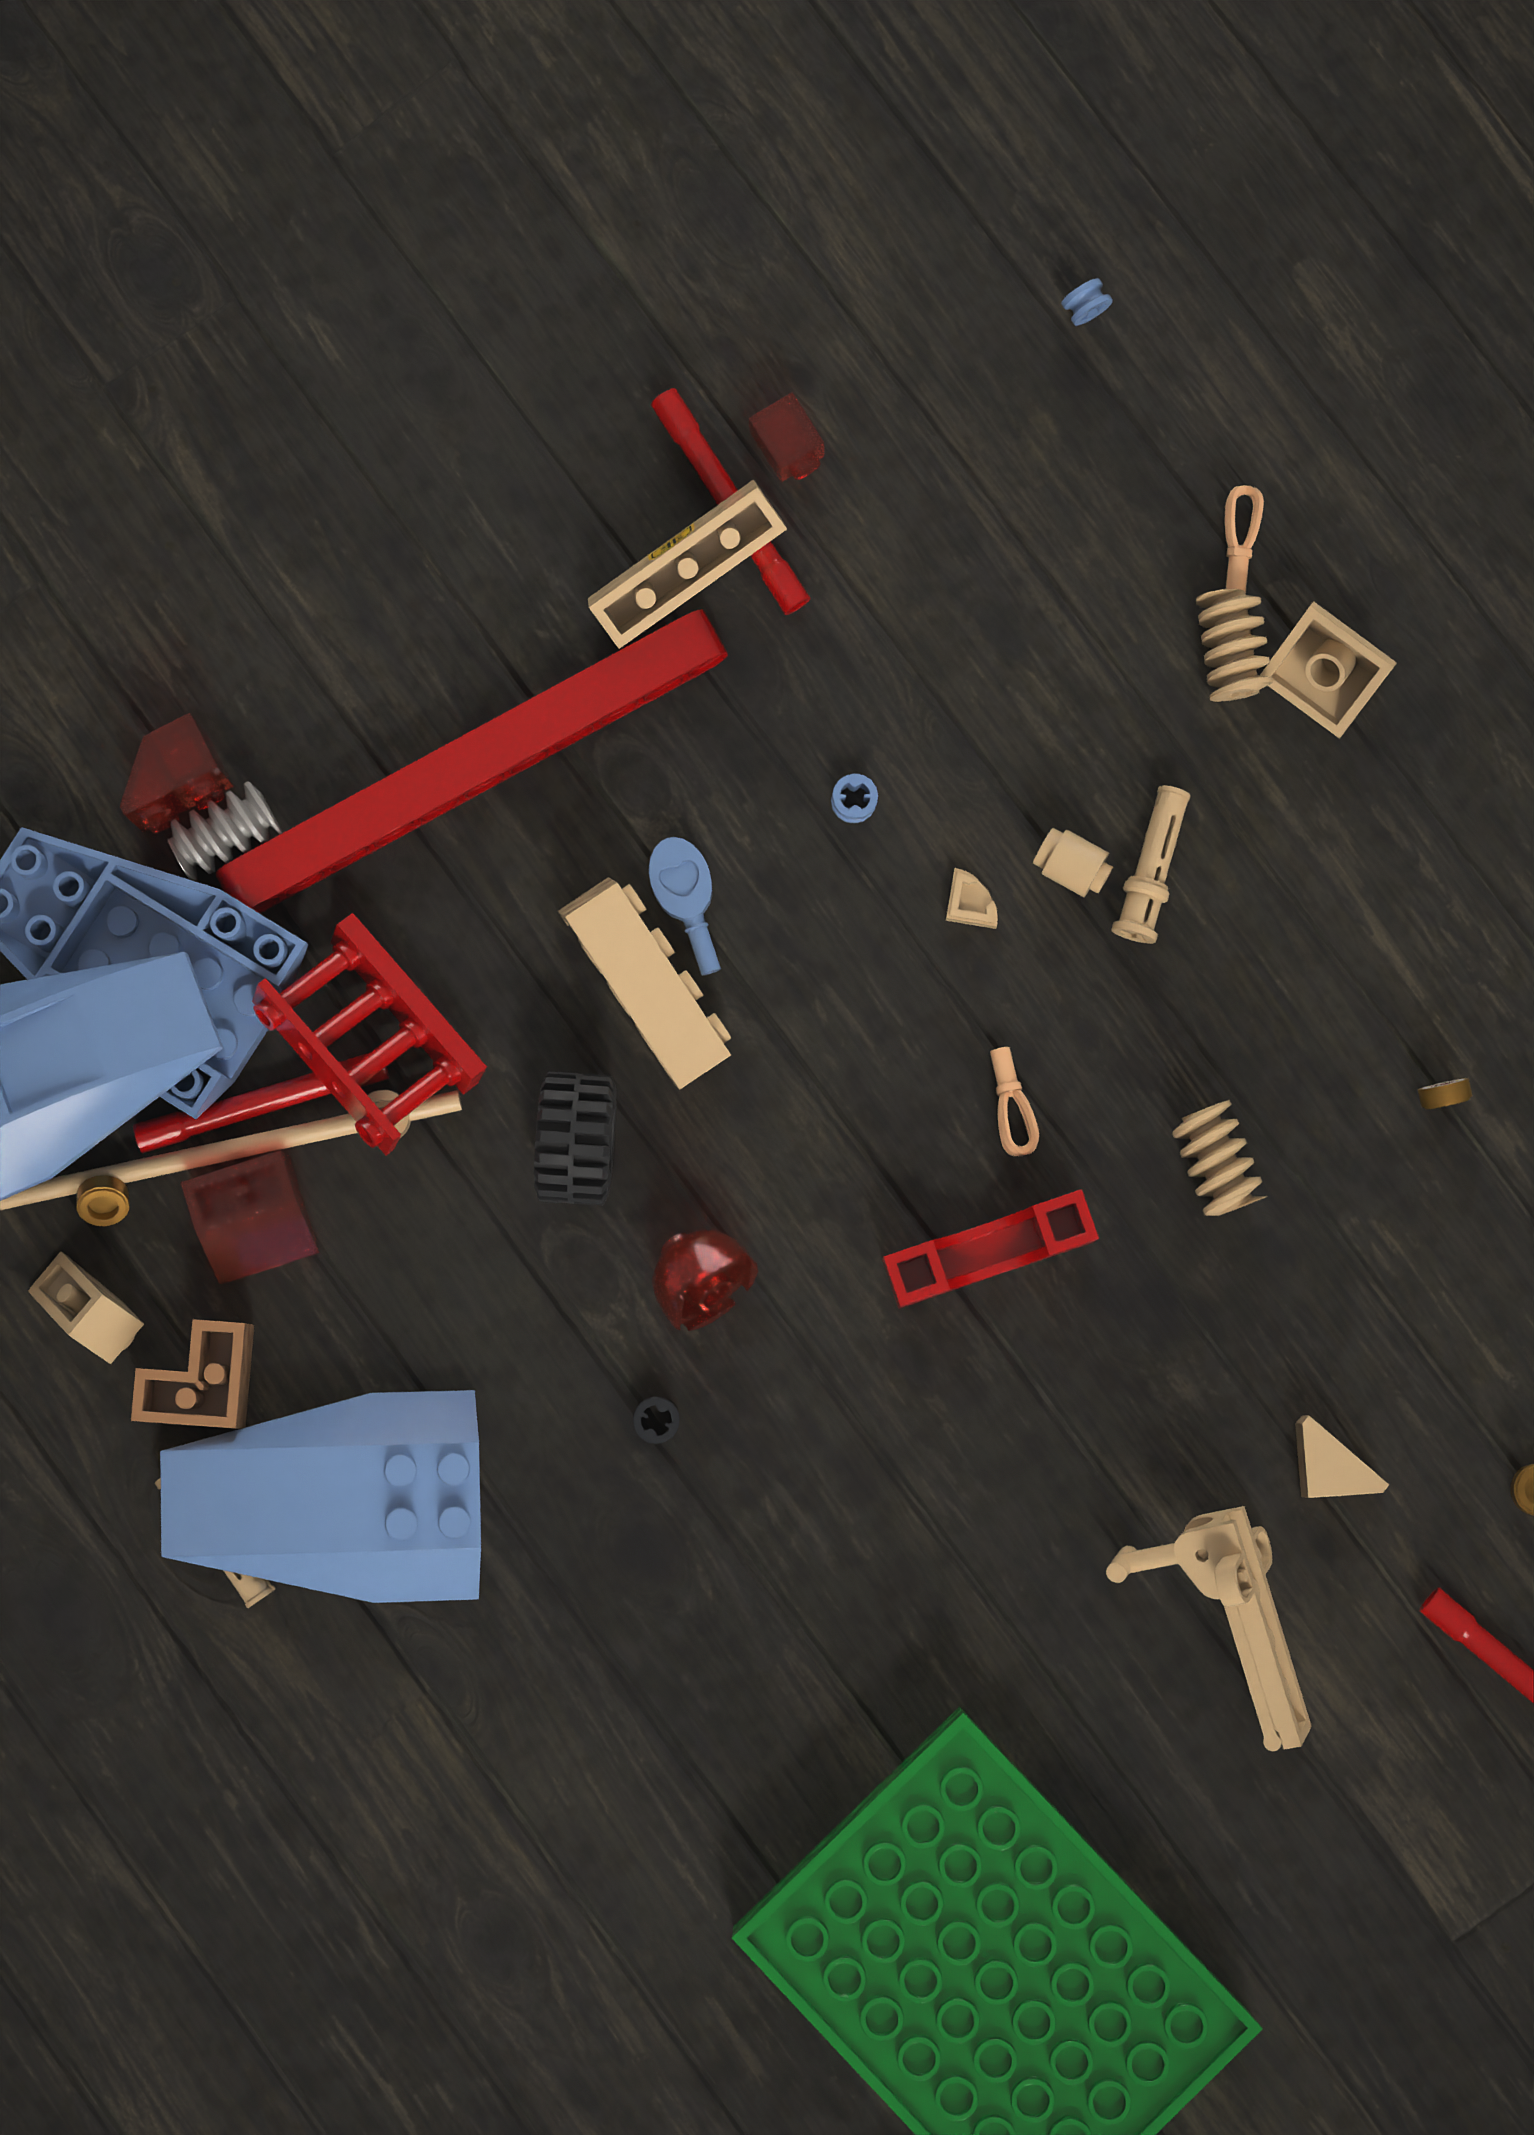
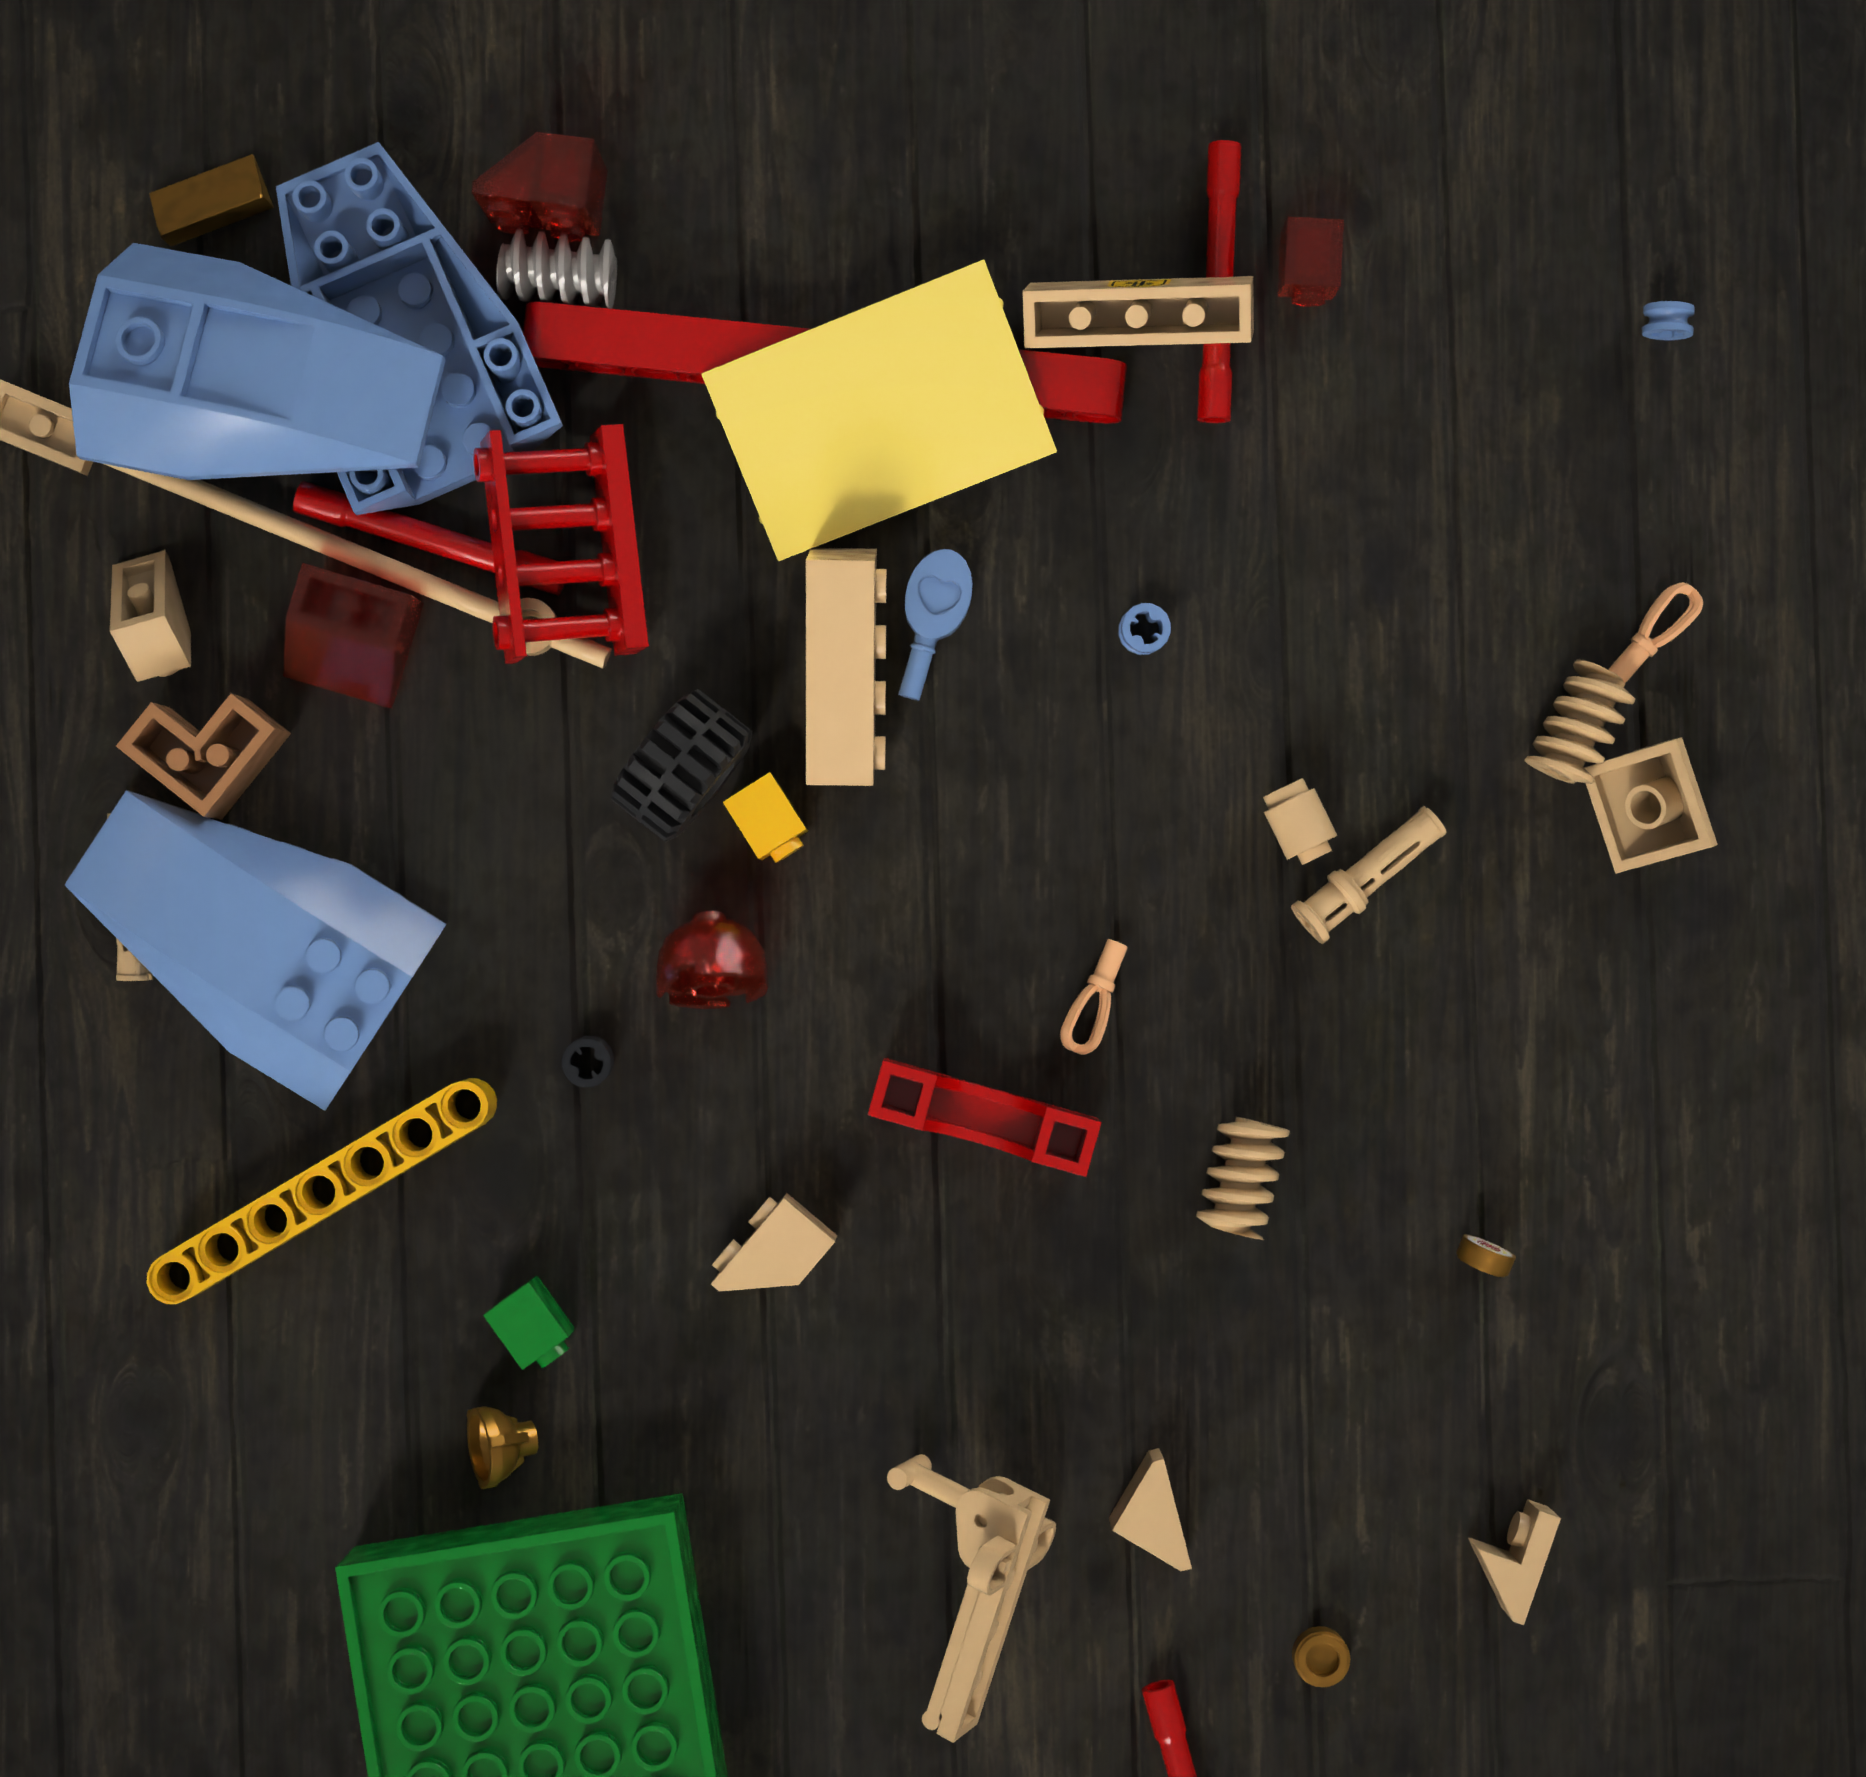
camera: 30 degrees right, 5 degrees up
(102, 1200) = (229, 530): pearl gold tile -> none
(501, 1679) = (298, 1200): none -> yellow beam
(541, 770) = (880, 411): none -> light yellow piece
(667, 1137) = (767, 819): none -> yellow brick
(753, 1652) = (531, 1324): none -> green brick
(789, 1765) = (497, 1444): none -> pearl gold piece
(904, 1463) = (778, 1252): none -> tan slope
(970, 901) = (1184, 793): tan tile -> none

